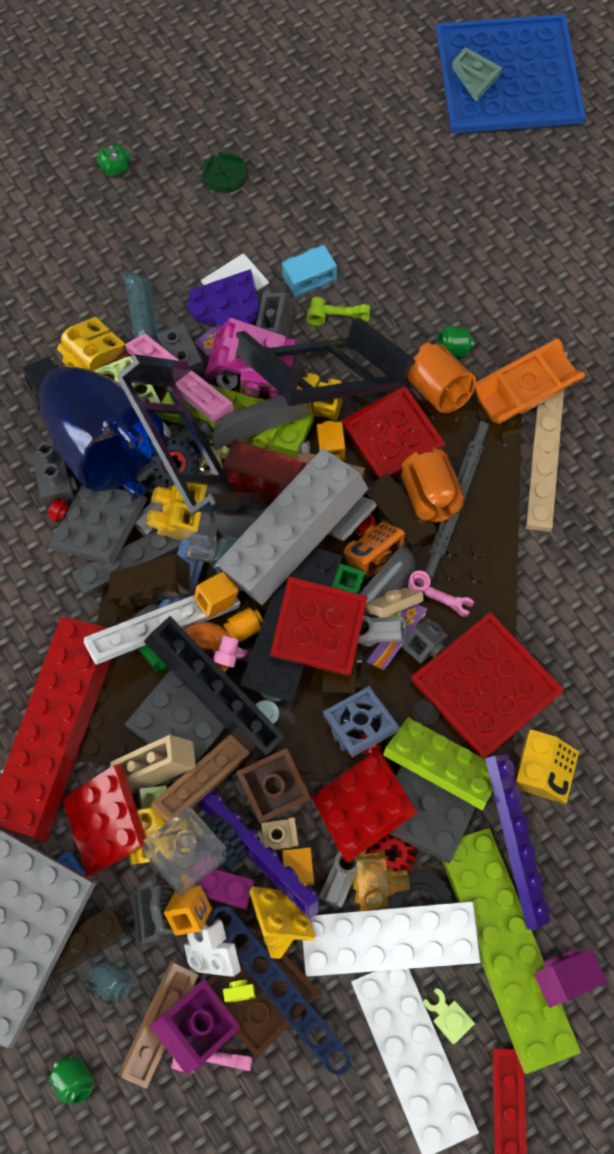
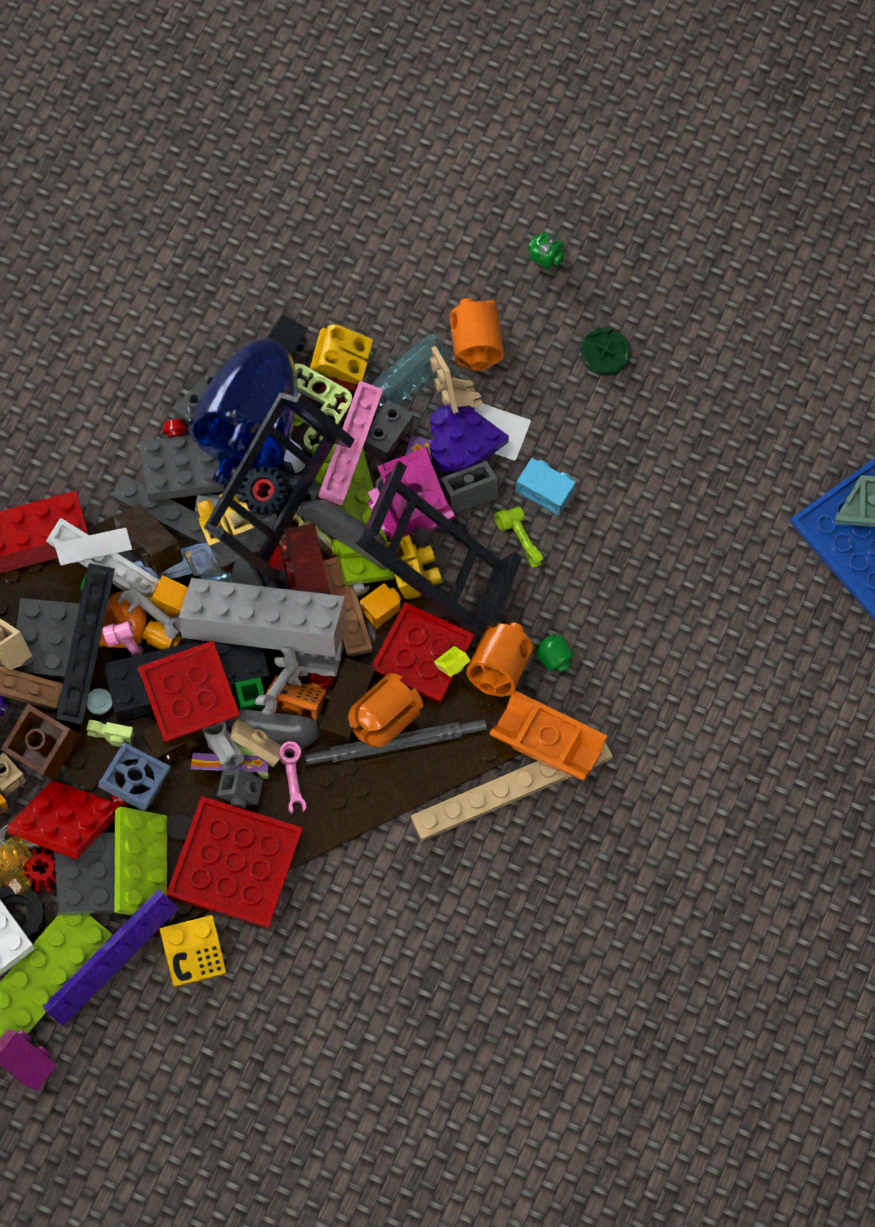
camera: 50 degrees right, 0 degrees up
(128, 628) = (93, 546): none -> white sticker
(148, 242) = (476, 334): none -> orange cylinder
(174, 281) = (452, 390): none -> tan plate
(202, 620) = (138, 596): none -> light grey bar
(305, 716) = (114, 733): none -> yellowish green plate
(358, 537) = (288, 674): none -> light grey bar
(421, 411) = (452, 661): none -> neon yellow plate

